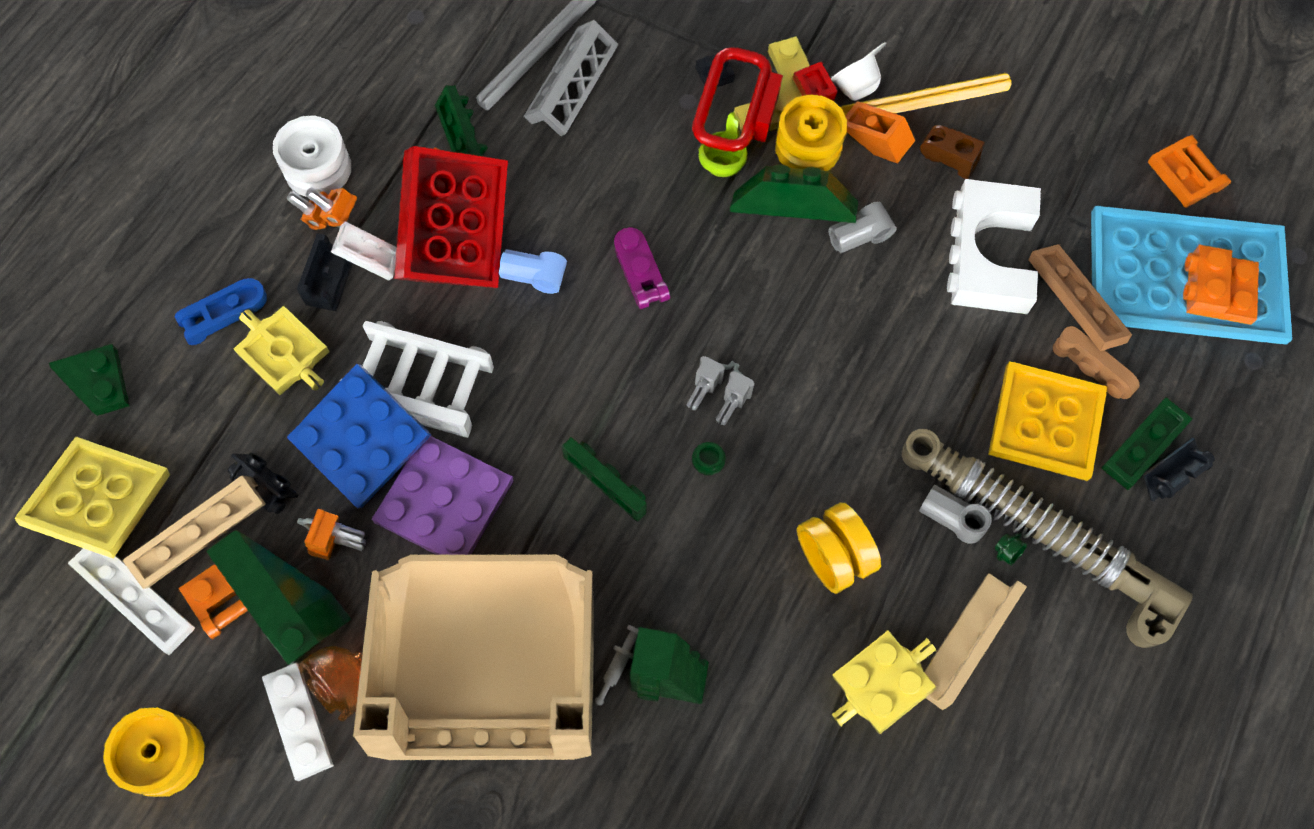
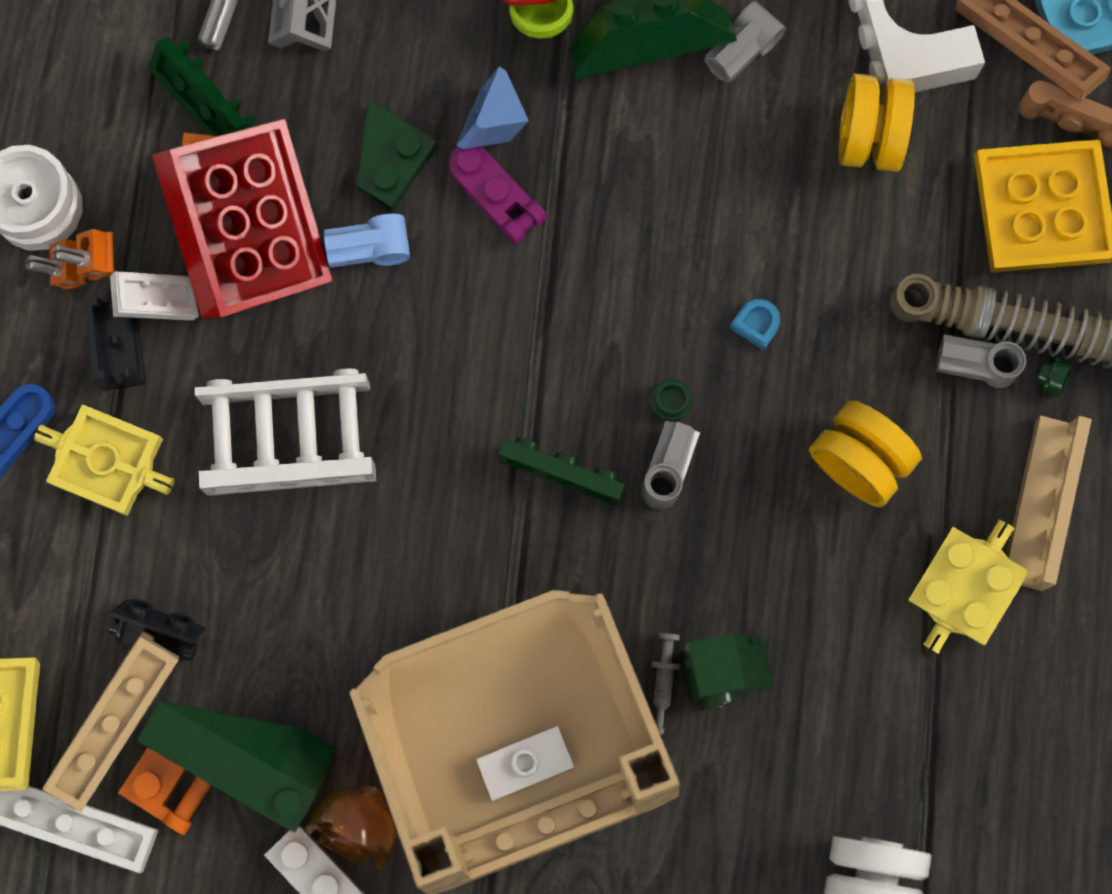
camera: 20 degrees left, 10 degrees up
(326, 532) = (266, 658): orange piece -> none
(359, 436) = (251, 532): blue plate -> none
(443, 499) = (380, 568): medium lavender plate -> none
(485, 684) = (525, 763): none -> white plate
(576, 219) = (391, 156): none -> dark green wing
(660, 216) = (494, 115): none -> medium blue slope
(688, 502) = (670, 463): none -> light grey piece
(710, 375) = (673, 301): light grey piece -> none
(795, 426) = (757, 322): none -> dark azure tile
(934, 311) = (876, 123): none -> yellow wheel

